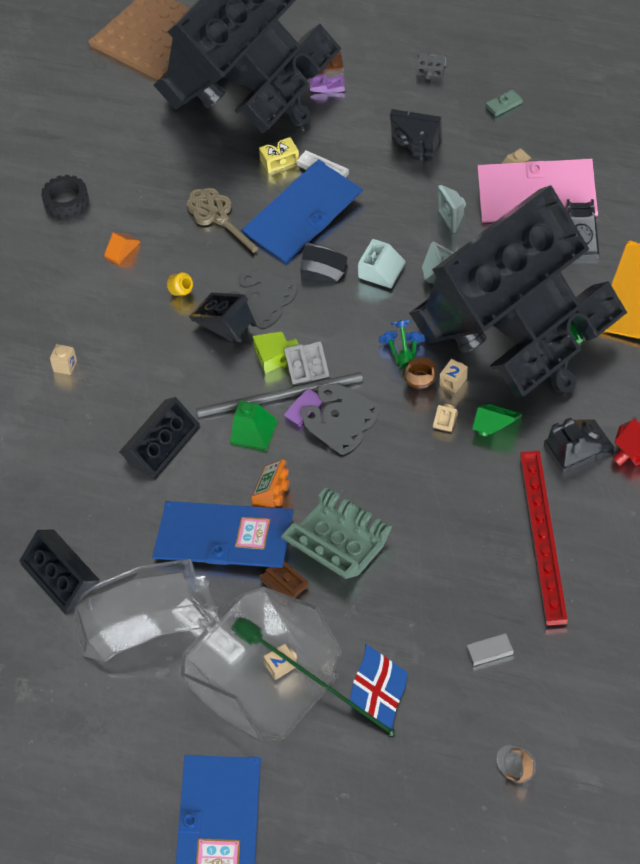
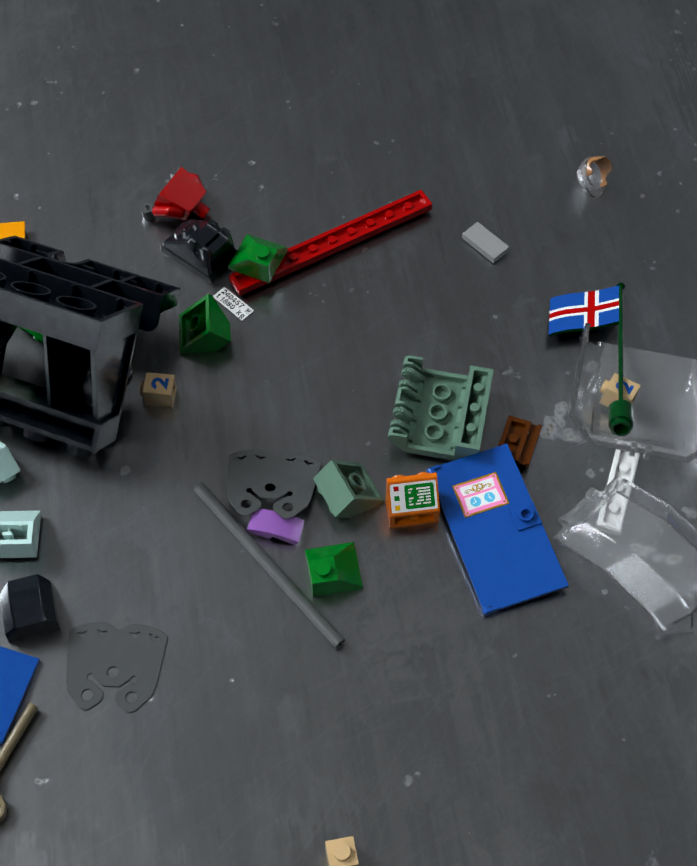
camera: 120 degrees left, 5 degrees up
(57, 568) = (646, 678): black slope -> none
(160, 437) = (402, 665): black slope -> none
(180, 284) = (142, 766): yellow head -> none
(224, 315) = (177, 678): black piece -> none
(271, 349) = (205, 596): lime torso -> none
(306, 458) = (347, 488): none -> sand green slope
(307, 363) = (210, 545): light grey slope -> none
(414, 337) = (151, 447): plant -> none
(420, 373) = (174, 418): reddish brown piece -> none
(445, 418) = (222, 375): tan bracket -> none
(514, 452) = (233, 303): none -> white sticker
(543, 471) = (258, 258): none -> green slope

